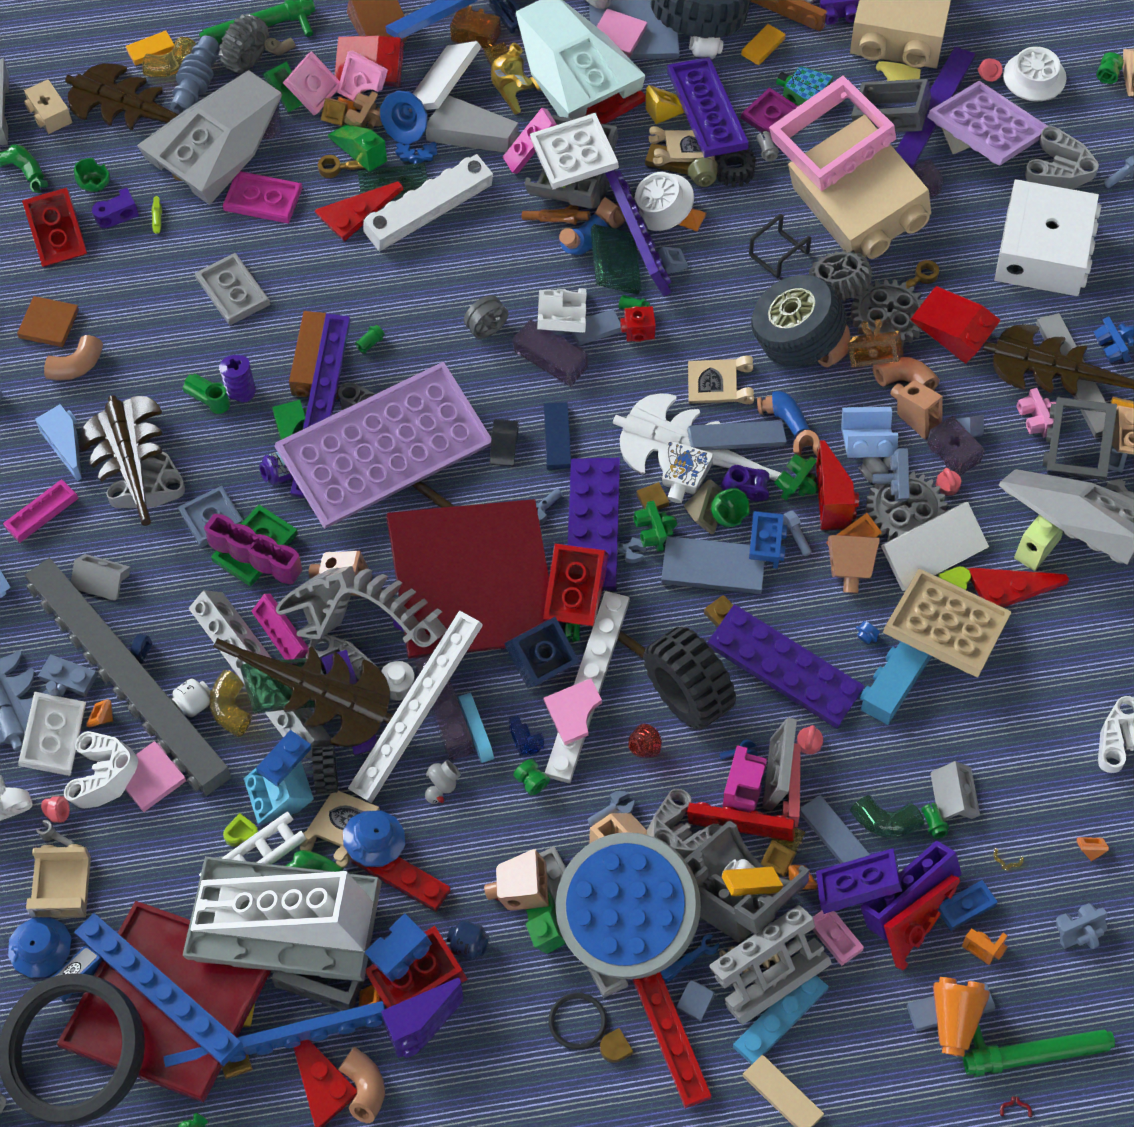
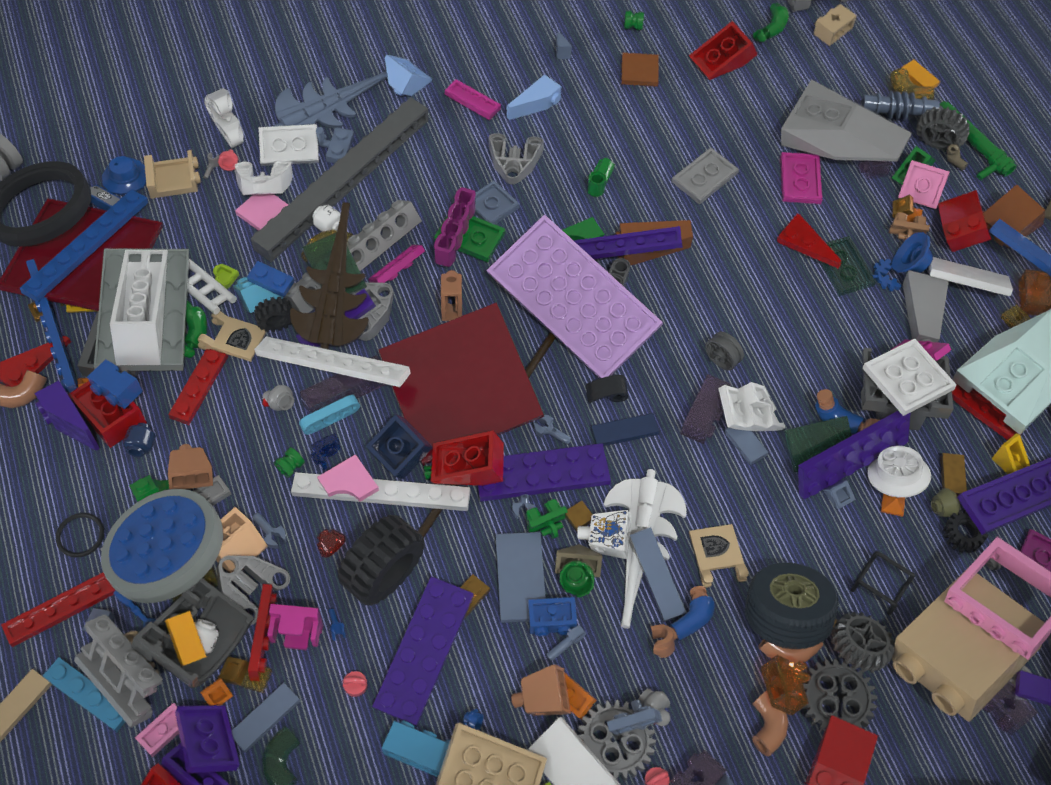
camera: 75 degrees right, 0 degrees up
(76, 364) = (606, 93): nougat cylinder -> none
(90, 175) = (778, 62): green hair -> none
(98, 576) = (425, 144): light grey panel -> none
(99, 88) = (861, 63): dark brown animal -> none
(100, 714) = (309, 171): orange slope -> none
(115, 210) = (753, 86): dark purple leg -> none
(122, 439) = (552, 125): animal -> none
(141, 646) = (368, 181): dark blue tile -> none
(156, 211) = (765, 112): lime piece -> none
(237, 378) = (613, 189): dark purple piece -> none
(327, 598) = (415, 284): light grey piece -> none
(331, 159) = (847, 222): pearl gold piece -> none
(360, 75) = (942, 213): bright pink tile -> none
(361, 145) = (872, 231): green slope -> none
(370, 339) = (683, 275): green pin -> none
(373, 848) = (225, 363): blue hat -> none
(399, 678) = (365, 347): white piece -> none
(427, 202) = (833, 290): white piece -> none
(509, 76) = (988, 323): pearl gold piece -> none
(569, 215) = (852, 390): dark orange piece -> none
(615, 1047) = (56, 565): pearl gold tile -> none
(629, 302) = (777, 472): green pin -> none
(638, 323) = (755, 473): red brick -> none
(680, 146) = (967, 477): tan flag -> none
(748, 481) = (609, 592): dark purple piece -> none
(779, 764) = (317, 654): light grey tile -> none
(790, 484) = (615, 628): green hips -> none
(791, 807) = (305, 672): coral plate -> none
(835, 491) = (609, 665): red slope -> none
(868, 432) = (687, 692): light blue panel -> none
(918, 406) = (731, 736): nougat torso -> none
(919, 277) = (884, 717): pearl gold piece -> none

